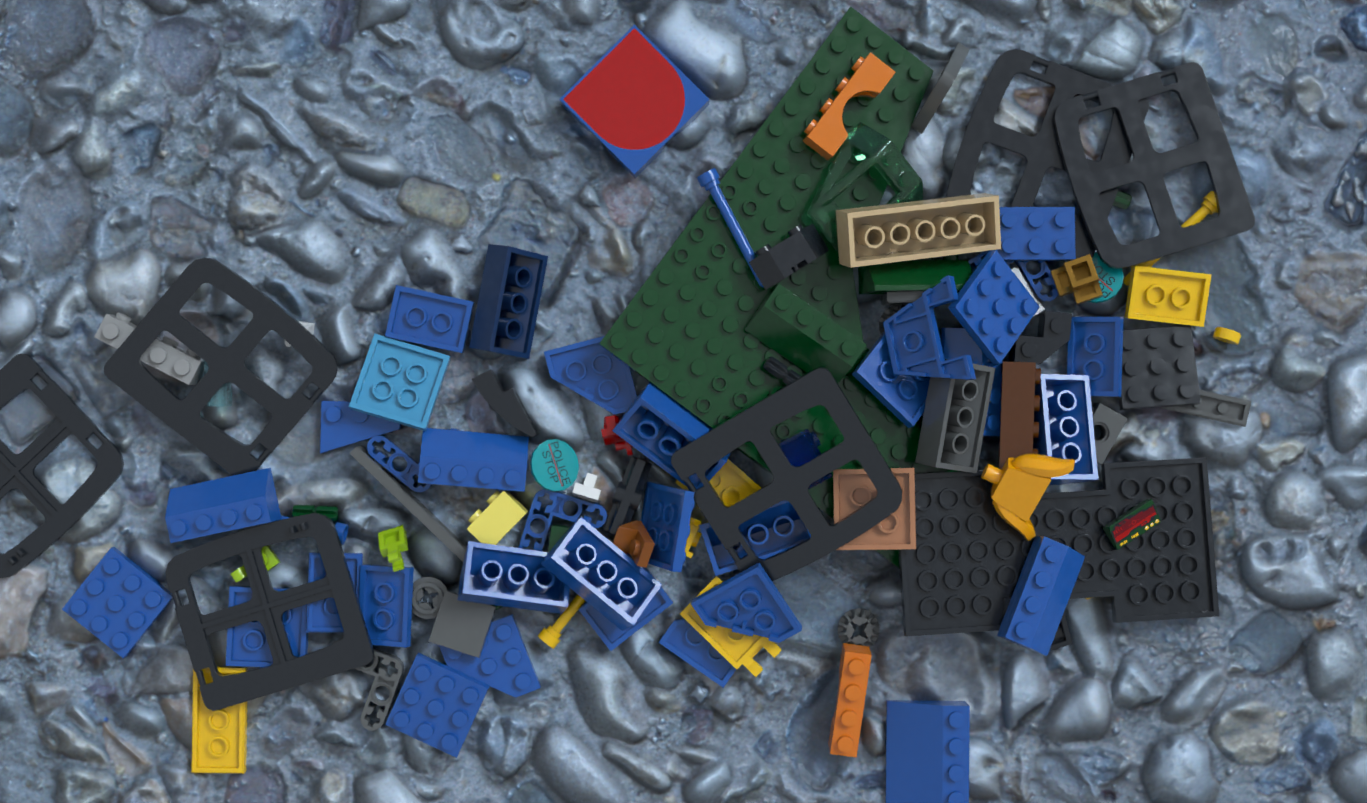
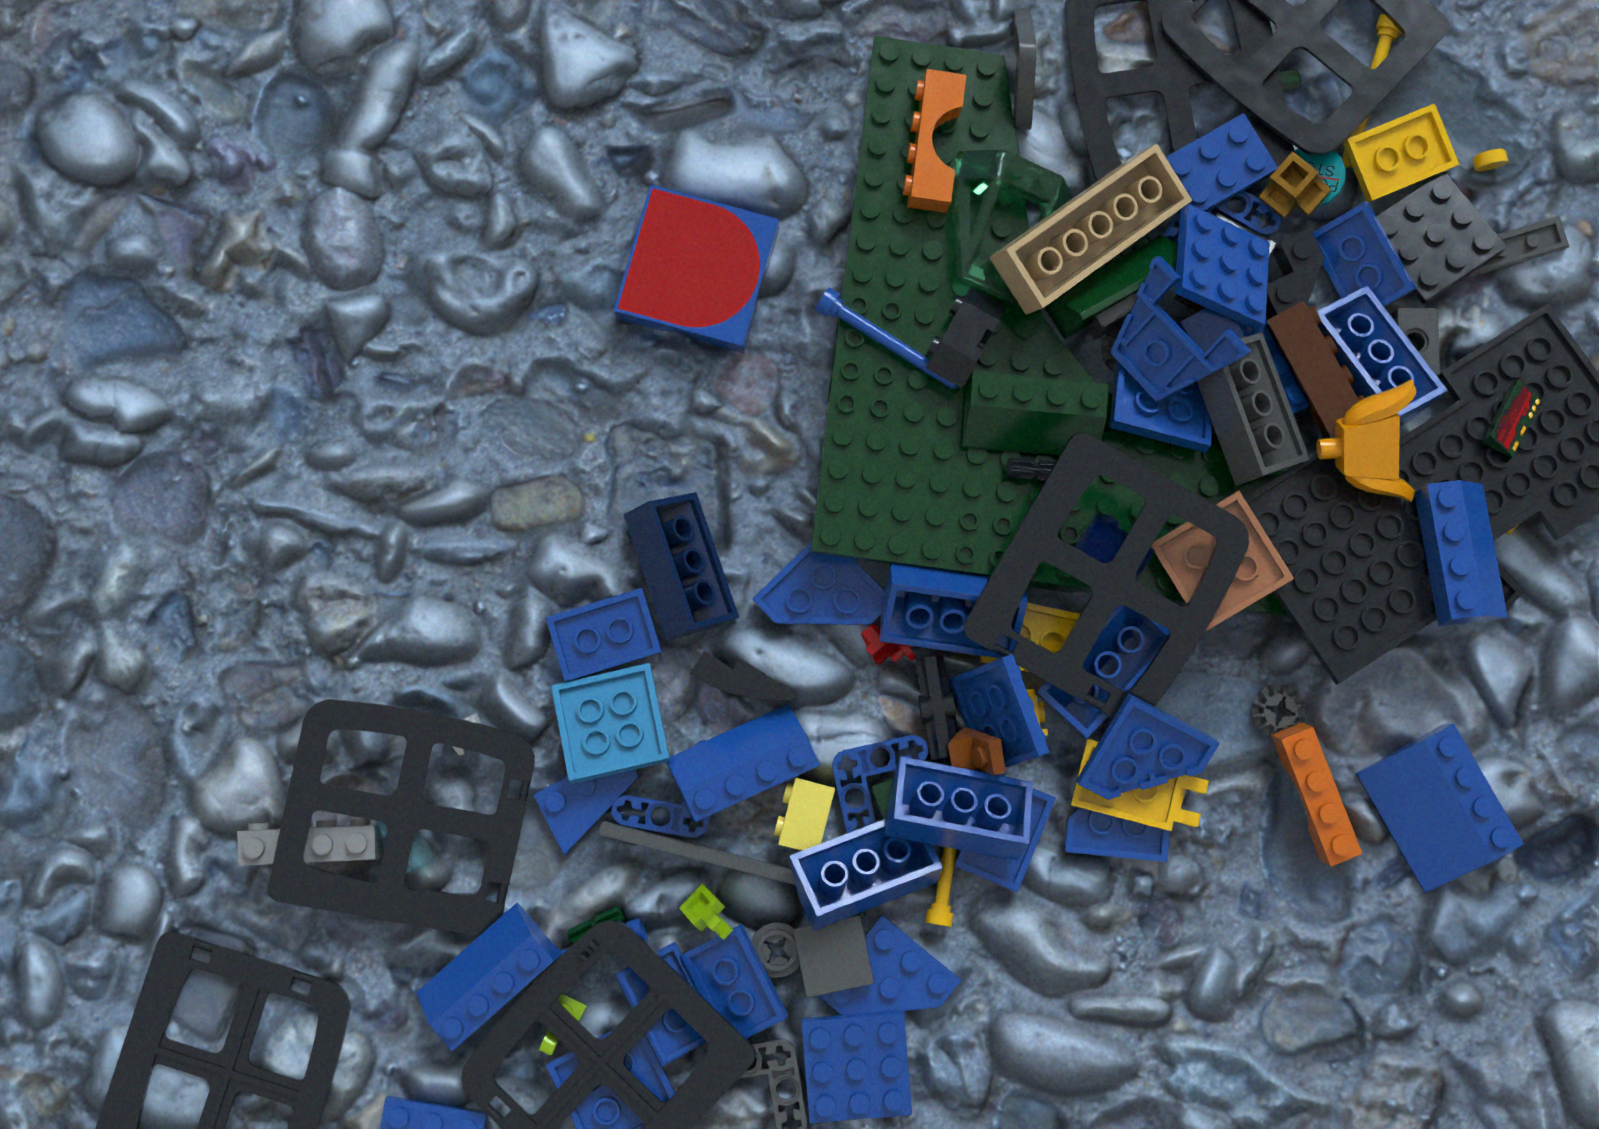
camera: 25 degrees left, 5 degrees down
(554, 465) = (835, 718): teal piece -> none
(587, 491) = (888, 726): white tile -> none

